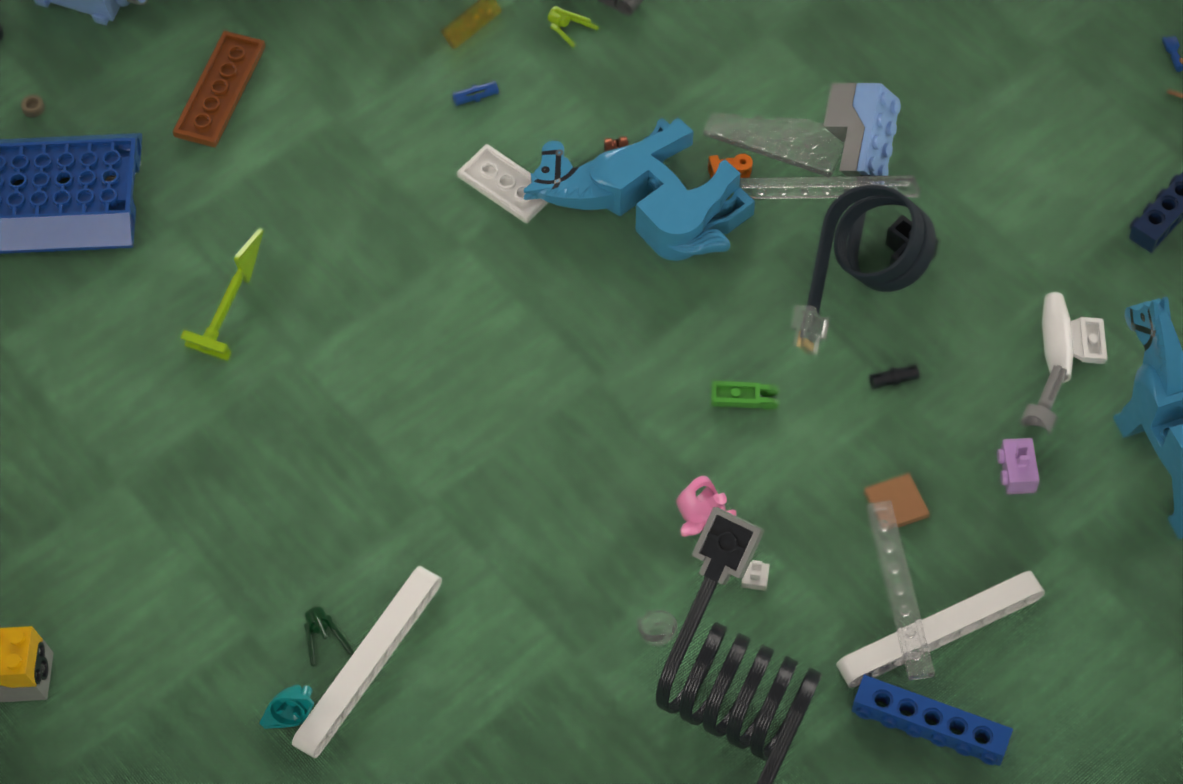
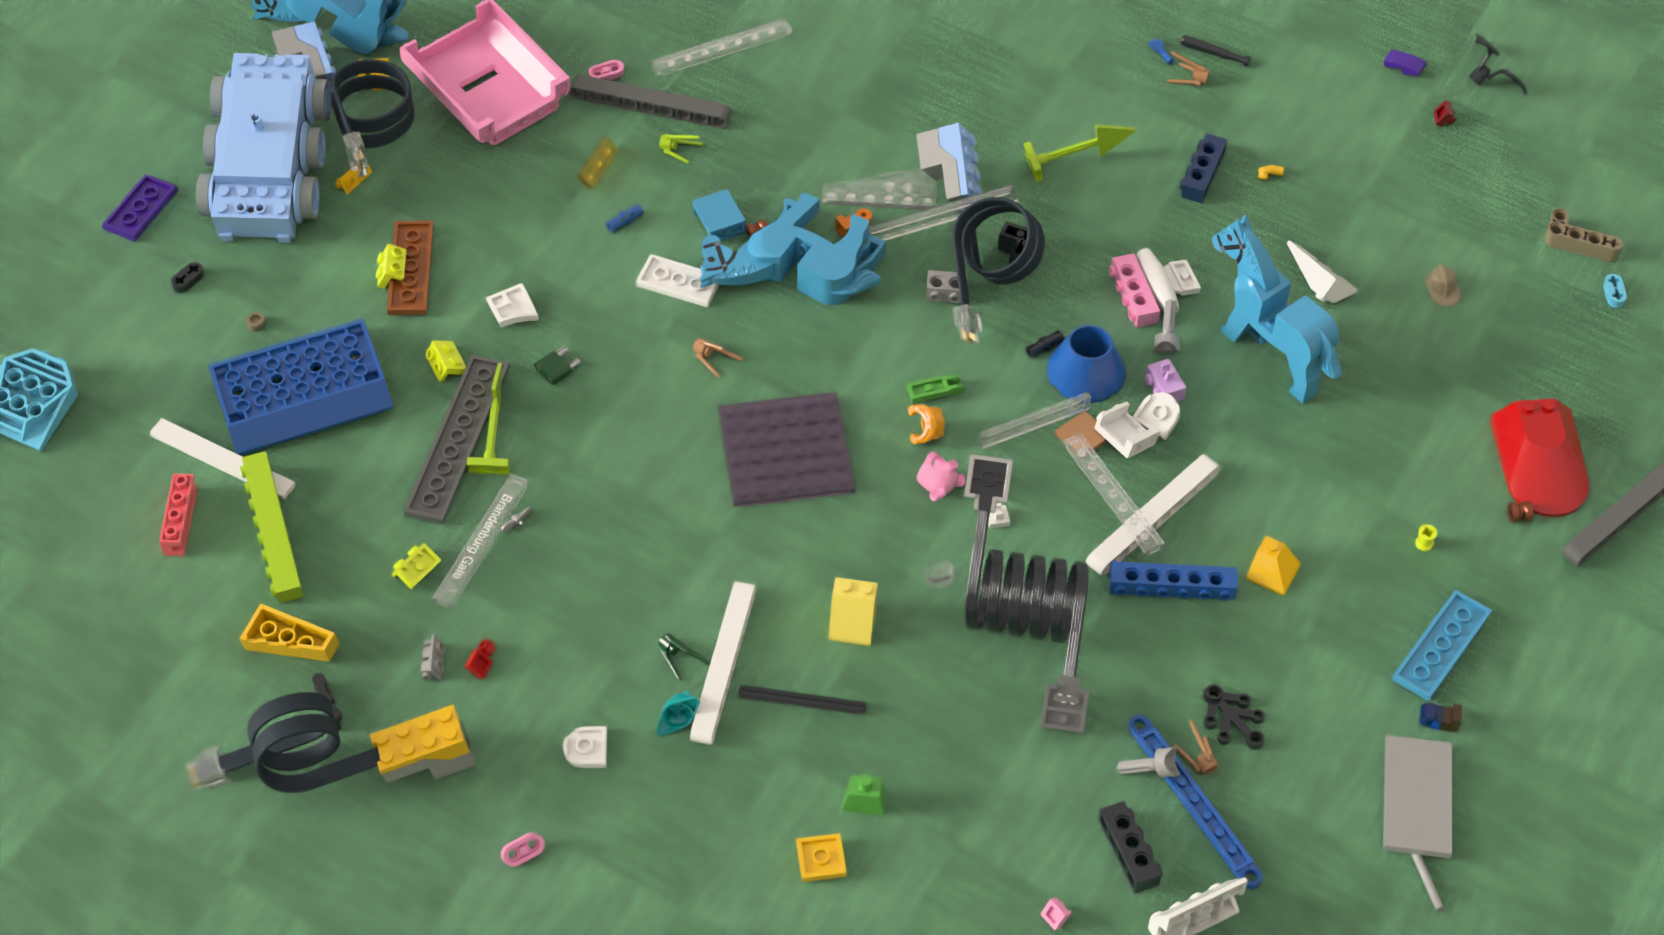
camera: 20 degrees left, 5 degrees down
(56, 552) = (433, 651): none -> light grey hinge
(80, 440) = (416, 566): none -> neon yellow bracket
(99, 577) = (479, 662): none -> red plate
(163, 431) = (480, 541): none -> clear tile
(176, 716) = (586, 747): none -> white tile
(180, 307) = (455, 442): none -> dark grey plate
(199, 81) = (391, 265): none -> neon yellow bracket
(211, 417) = (516, 519): none -> light grey piece
(212, 206) = (445, 359): none -> neon yellow bracket
(309, 164) = (512, 306): none -> white plate
(326, 248) = (554, 367): none -> dark green piece
(440, 734) = (802, 699): none -> black axle
(502, 273) = (705, 348): none -> medium nougat plant
(535, 646) = (853, 611): none -> light yellow slope
(544, 420) = (785, 449): none -> clear purple plate
(580, 119) = (720, 215): none -> dark azure panel
(721, 437) = (931, 421): none -> light orange helmet
(804, 268) = (942, 286): none -> light grey brick
(845, 468) = (1034, 420): none -> clear tile
(928, 437) = (1078, 374): none -> blue cone
(946, 513) = (1124, 431): none -> white panel
(995, 504) = (1158, 411): none -> white tile
(1027, 308) = (1134, 290): none -> bright pink brick
(1061, 146) = (1106, 138): none -> lime piece
(1062, 739) = (1273, 566): none -> yellow slope

